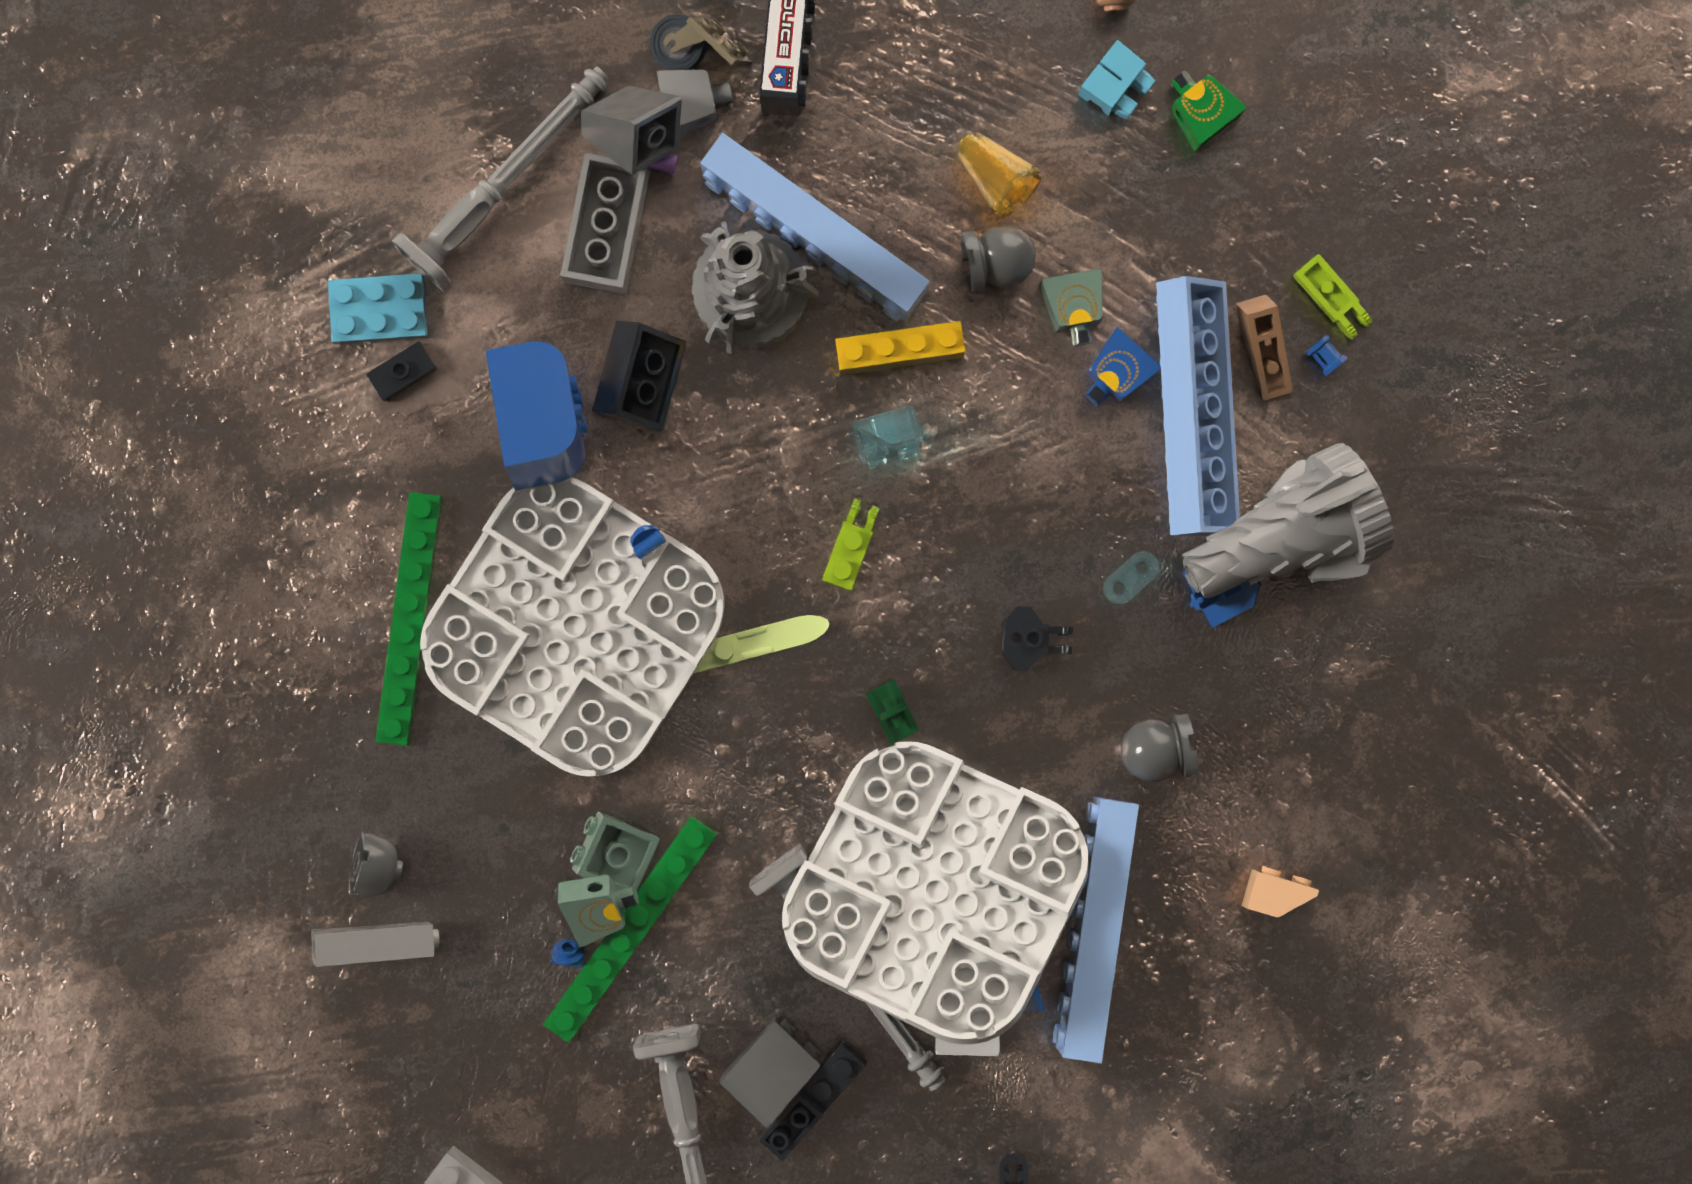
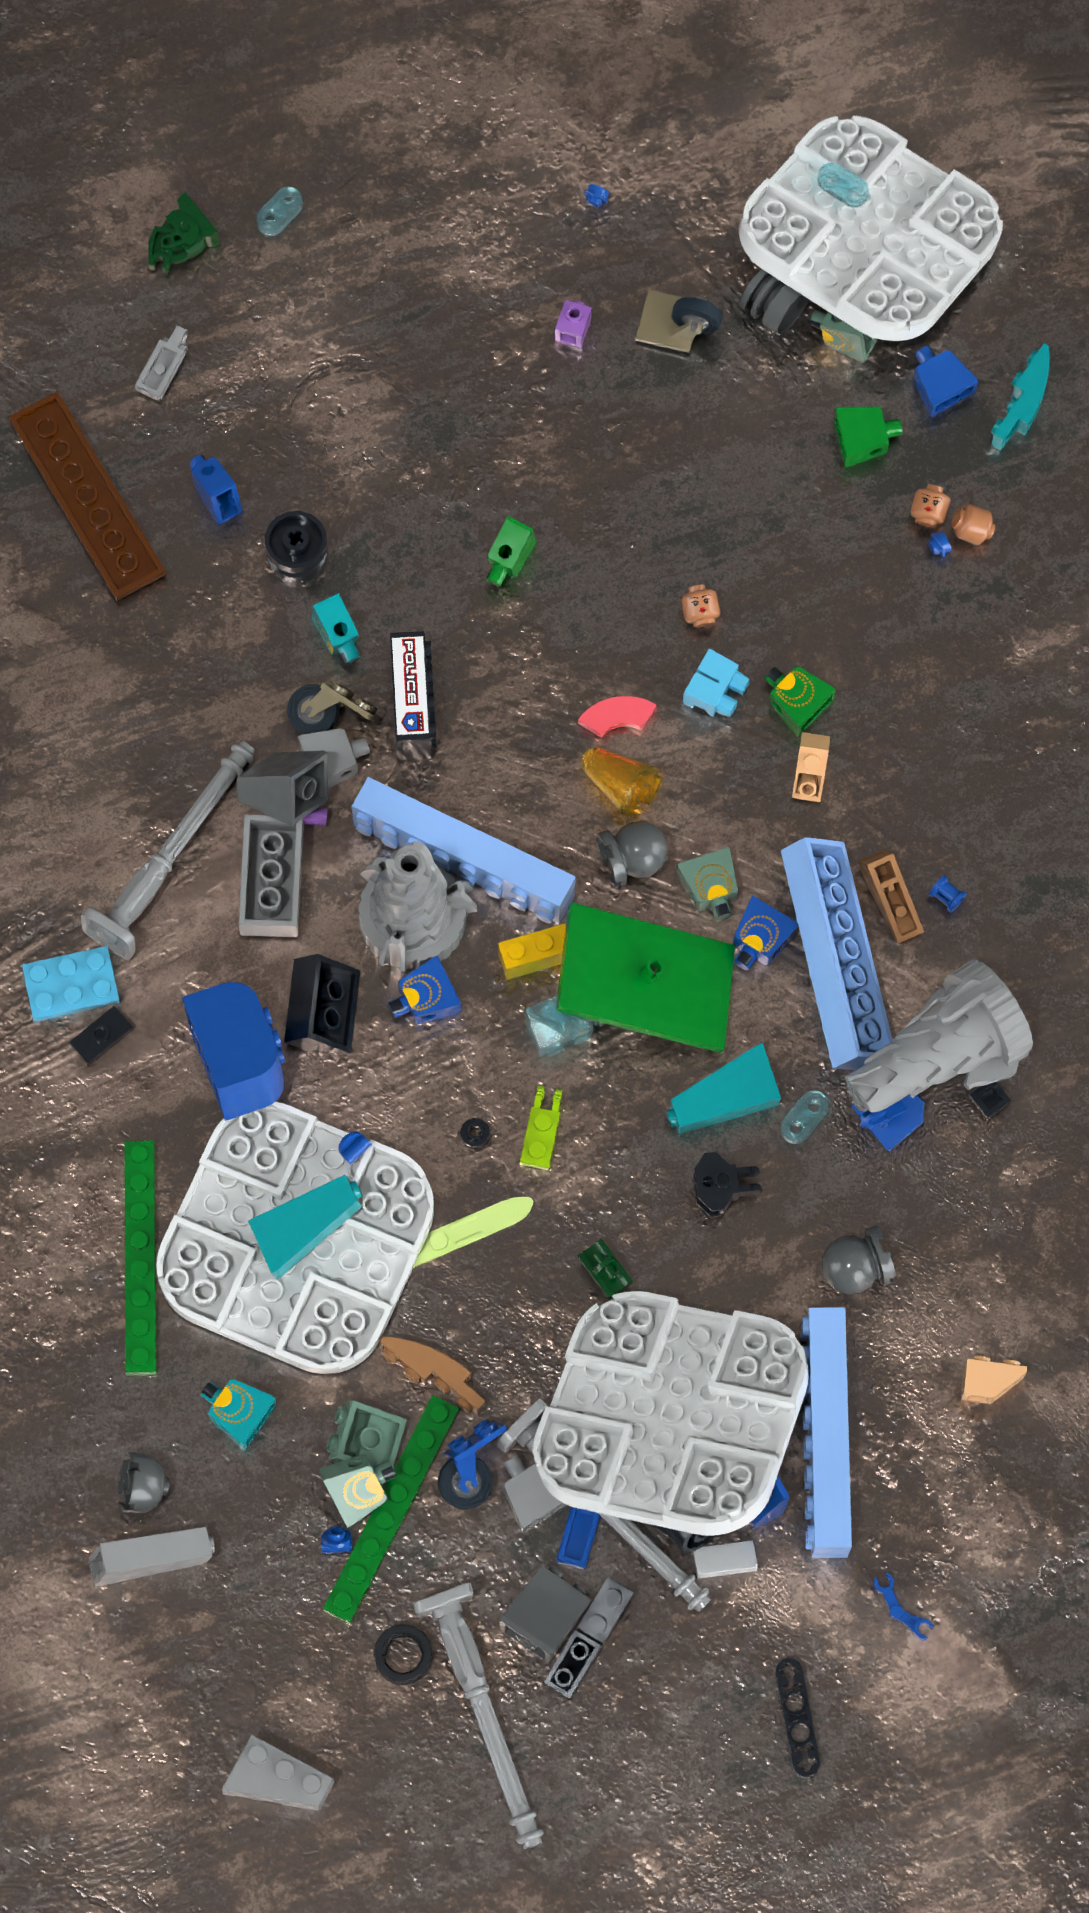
camera: 10 degrees left, 15 degrees down
(485, 801) = (238, 1410): none -> teal torso
(577, 618) = (304, 1222): none -> teal slope
(621, 1110) = (396, 1632): none -> black tyre
(687, 781) = (425, 1363): none -> medium nougat slope
(710, 912) = (465, 1478): none -> plate
(751, 380) = (426, 994): none -> blue torso
(769, 939) = (528, 1496): none -> light grey torso
(779, 549) = (475, 1141): none -> black plate
(814, 999) = (578, 1538): none -> blue tile
(986, 403) = (645, 977): none -> green piece
(1005, 95) = (617, 712): none -> coral tile
(1059, 538) = (728, 1093): none -> teal slope
(1135, 1120) = (896, 1611): none -> blue piece
(1204, 189) = (811, 767): none -> light nougat slope
(1330, 592) = (989, 1099): none -> black plate
(1331, 295) = (943, 841): lime hinge -> none

